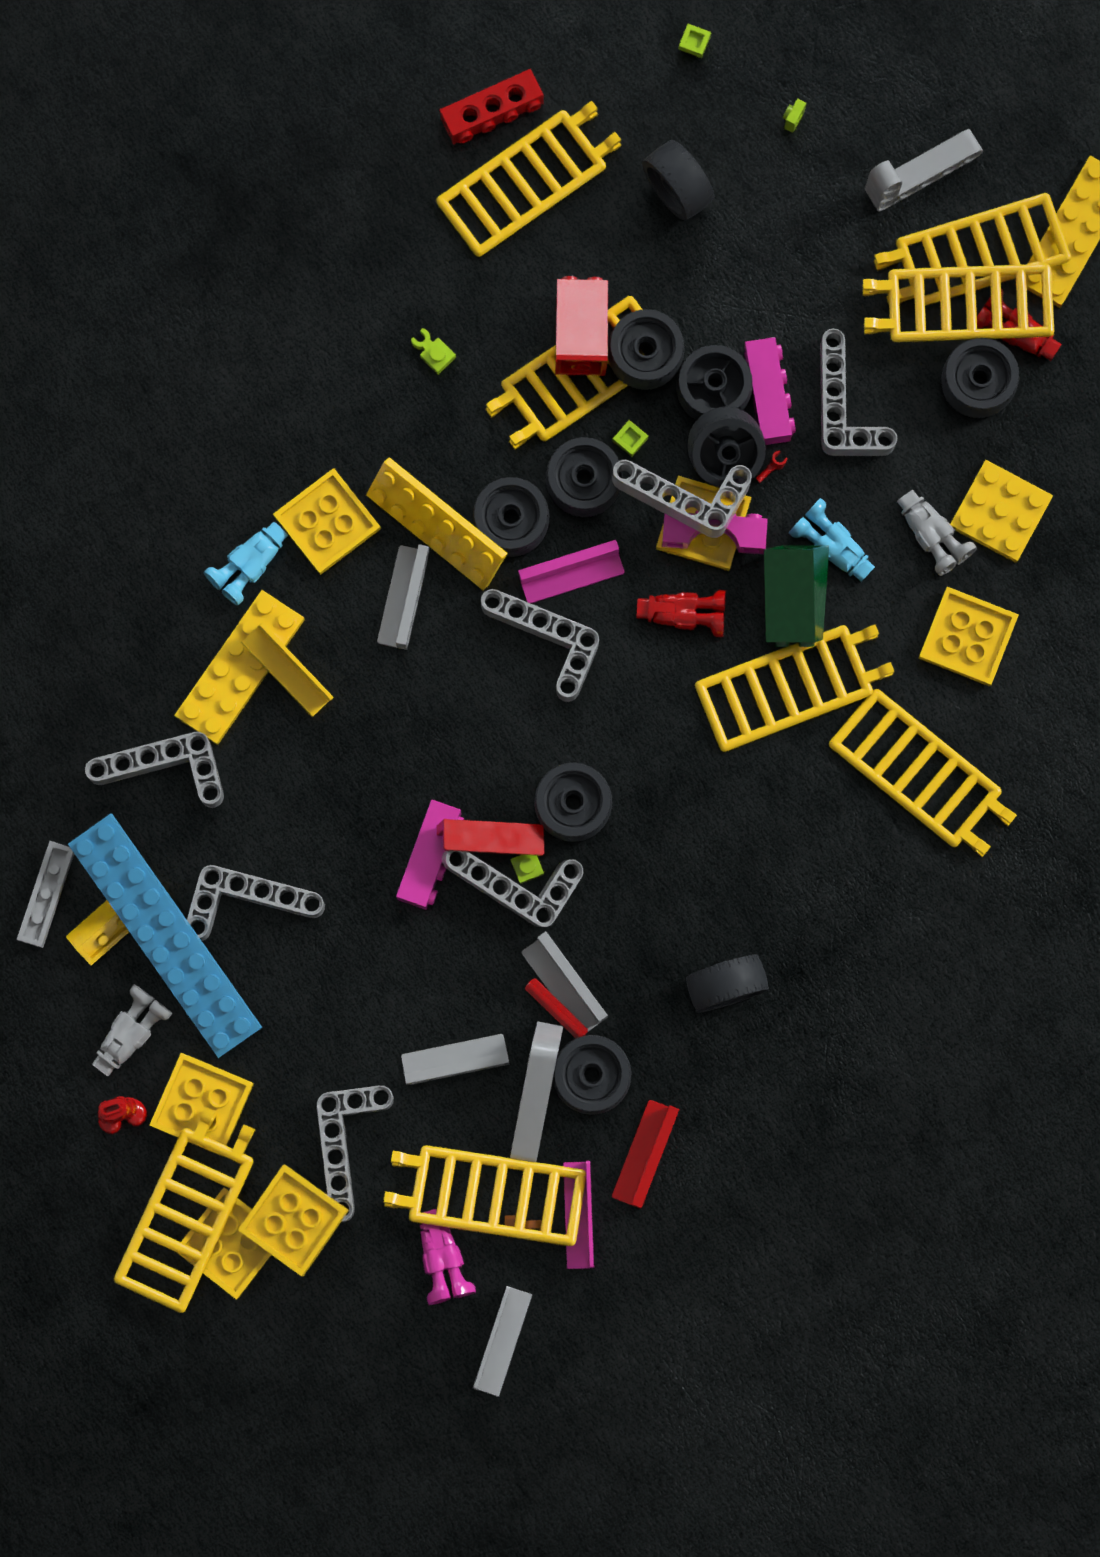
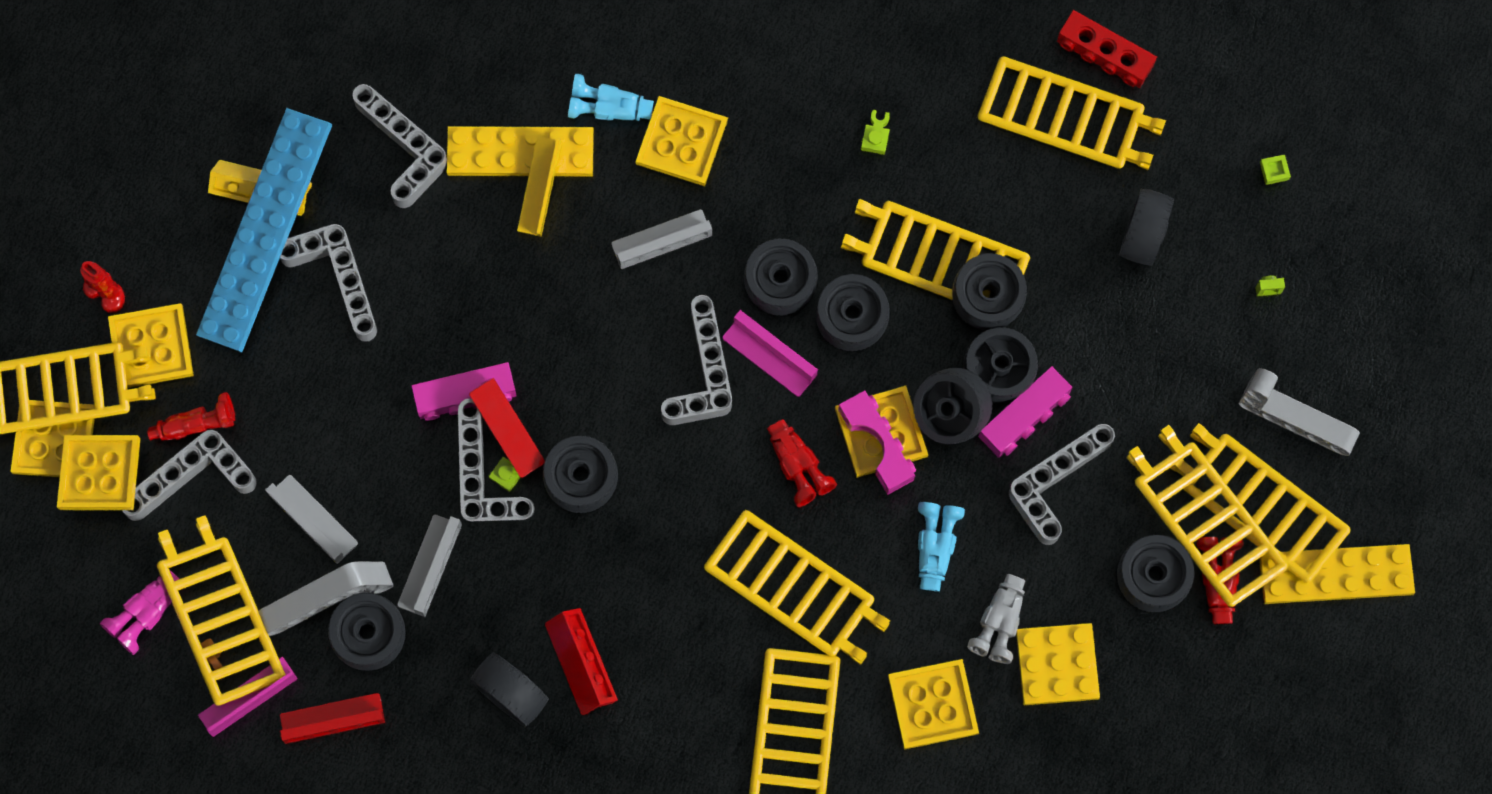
camera: 55 degrees right, 5 degrees down
(46, 894) = (239, 123): light grey plate -> none
(126, 1033) = (171, 254): light grey piece -> none
(299, 1108) = (195, 421): none -> red piece
(436, 523) = (734, 223): yellow plate -> none
(502, 1341) = (106, 700): light grey panel -> none
(556, 1008) = (404, 570): red axle -> none
(581, 326) = (972, 229): slope -> none
(630, 438) = (911, 329): lime plate -> none
(685, 499) = (882, 398): light grey beam -> none
(736, 908) = (580, 660): none -> red panel
(771, 467) = (966, 456): red hand -> none
(795, 593) = (870, 539): dark green slope -> none

